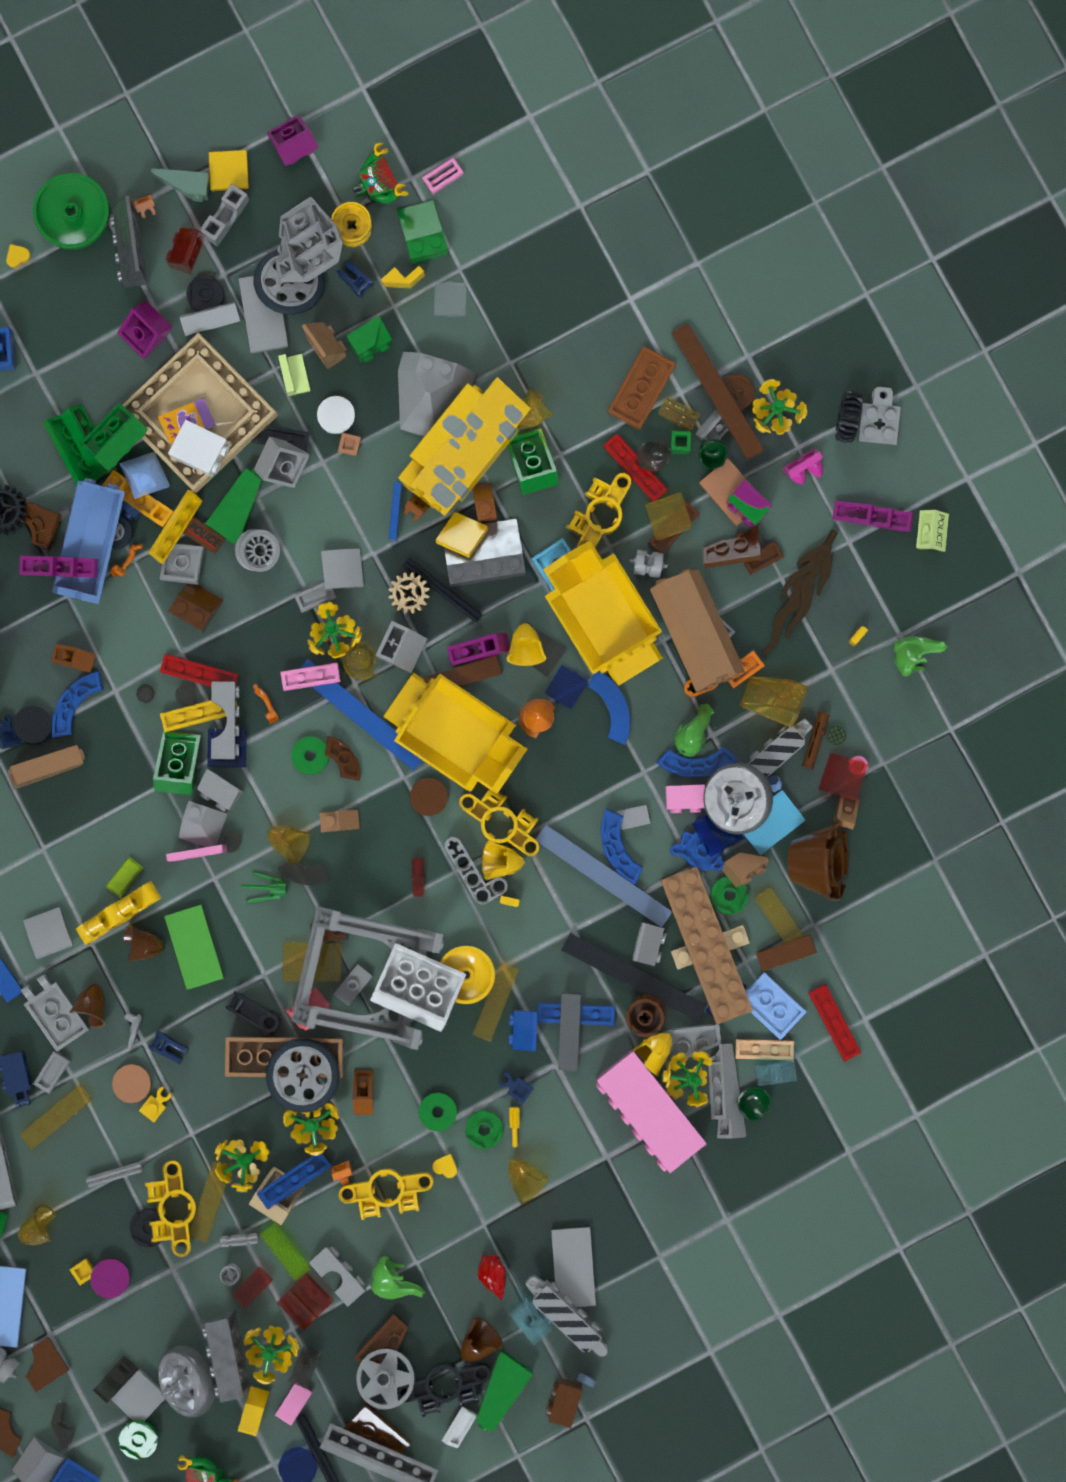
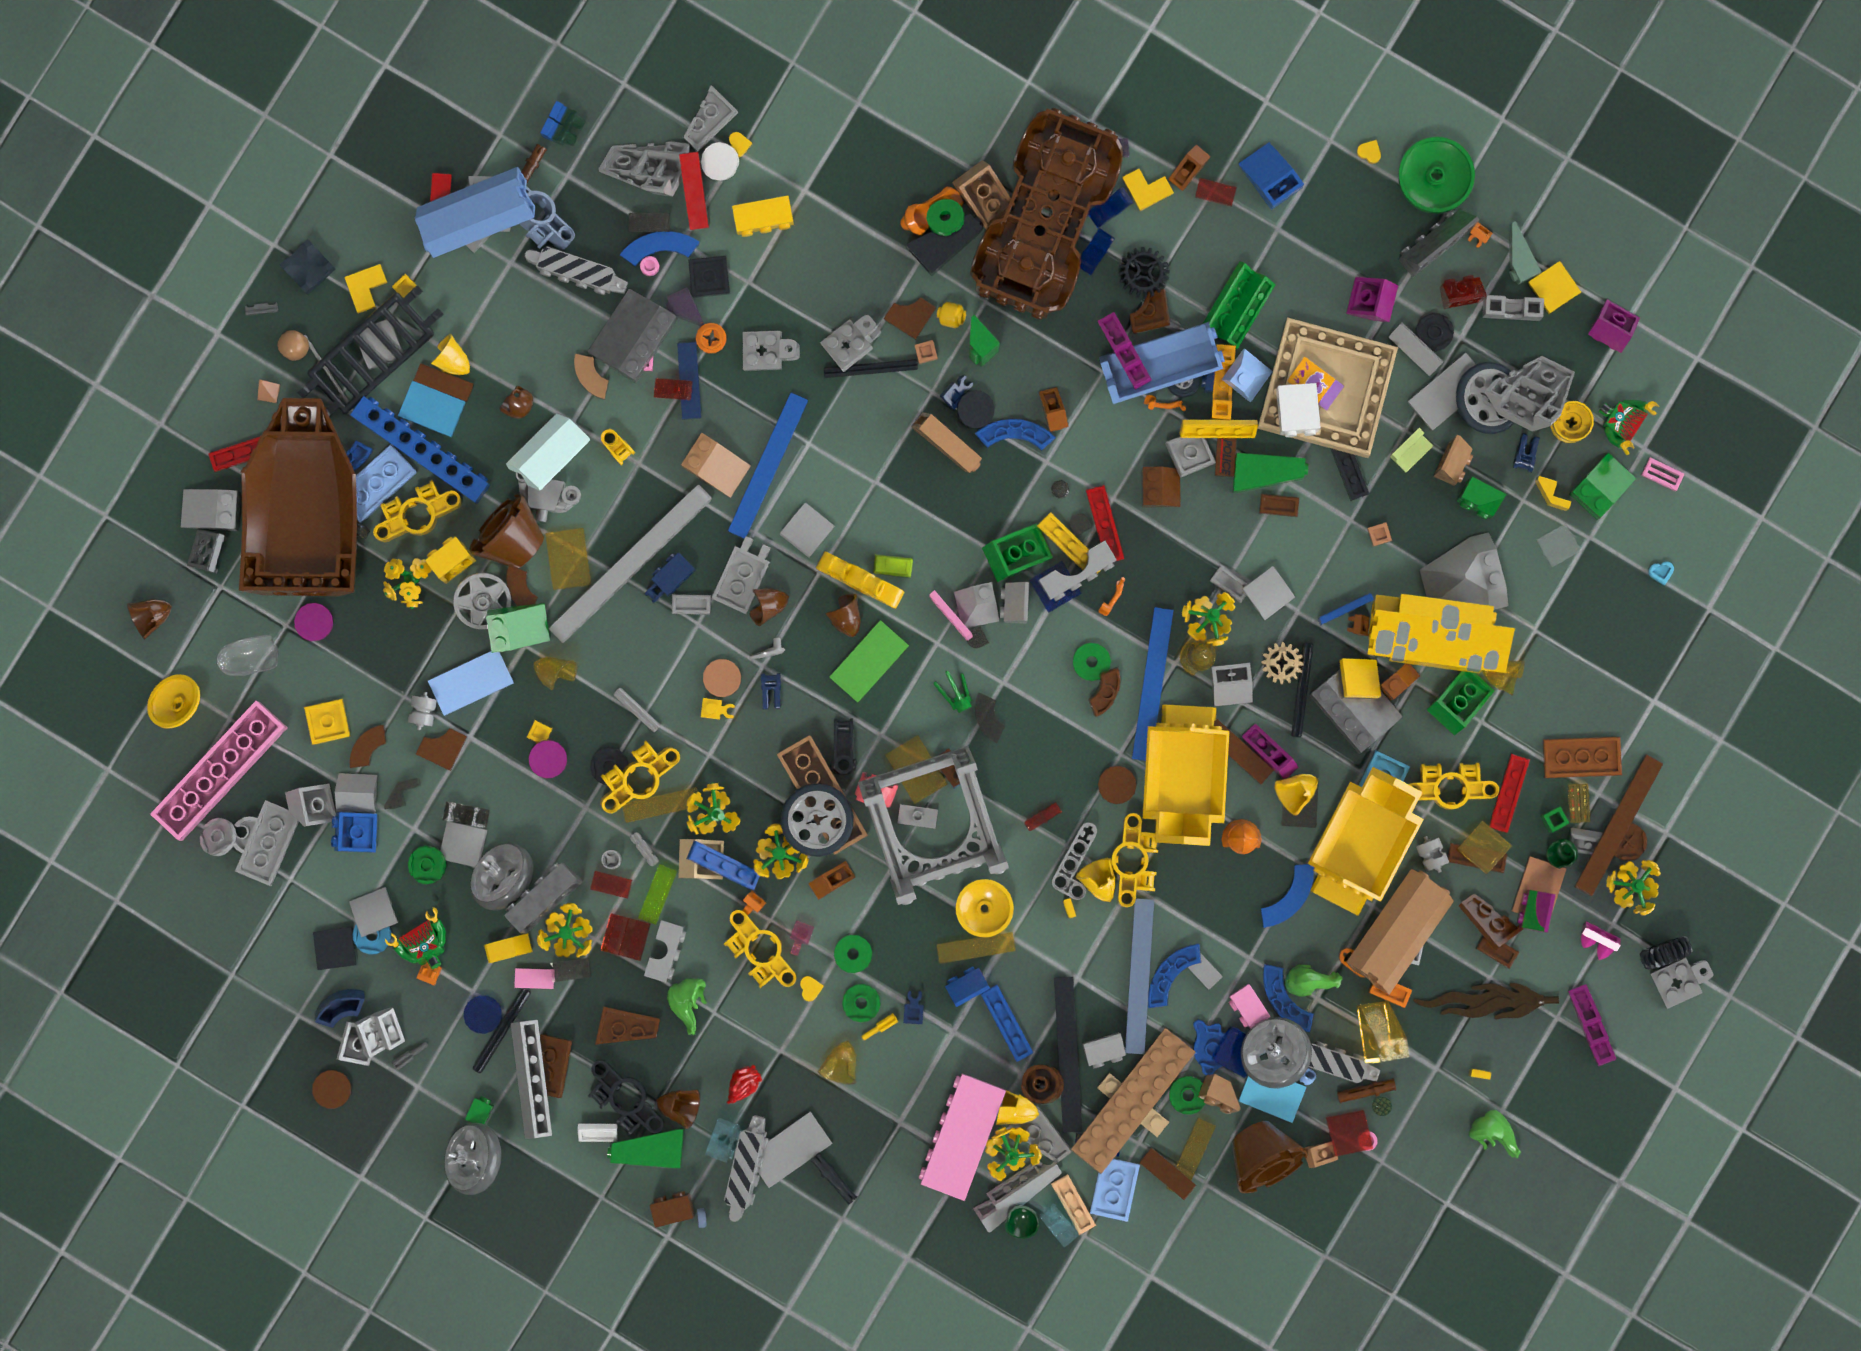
camera: 60 degrees right, 0 degrees up
(56, 1117) = (655, 631): clear yellow tile -> none
(114, 436) = (1264, 330): green slope -> none
(271, 541) = (1229, 512): light grey wheel -> none
(273, 514) = (1279, 505): none -> reddish brown tile
(281, 462) = (1328, 485): light grey slope -> none
(289, 842) = (1006, 688): clear yellow helmet -> none
(310, 676) = (1159, 621): bright pink tile -> none
(336, 415) = (1398, 507): white tile -> none
(339, 821) = (1050, 720): medium nougat slope -> none
(385, 1378) = (602, 1044): light grey wheel -> none
(394, 1147) = (801, 935): none -> clear pink plate
(418, 987) = (950, 874): white slope -> none
(525, 227) = (1661, 572): none -> medium azure tile
(566, 687) = (1282, 846): clear blue piece -> none
(569, 1031) = (988, 1026): dark grey tile -> none
(620, 1244) = (833, 1178): none -> black pin
(653, 455) = (1529, 803): clear smoke hair -> none
(834, 1022) = (1132, 1251): red tile -> none
(932, 530) = (1611, 1084): yellowish green panel -> none

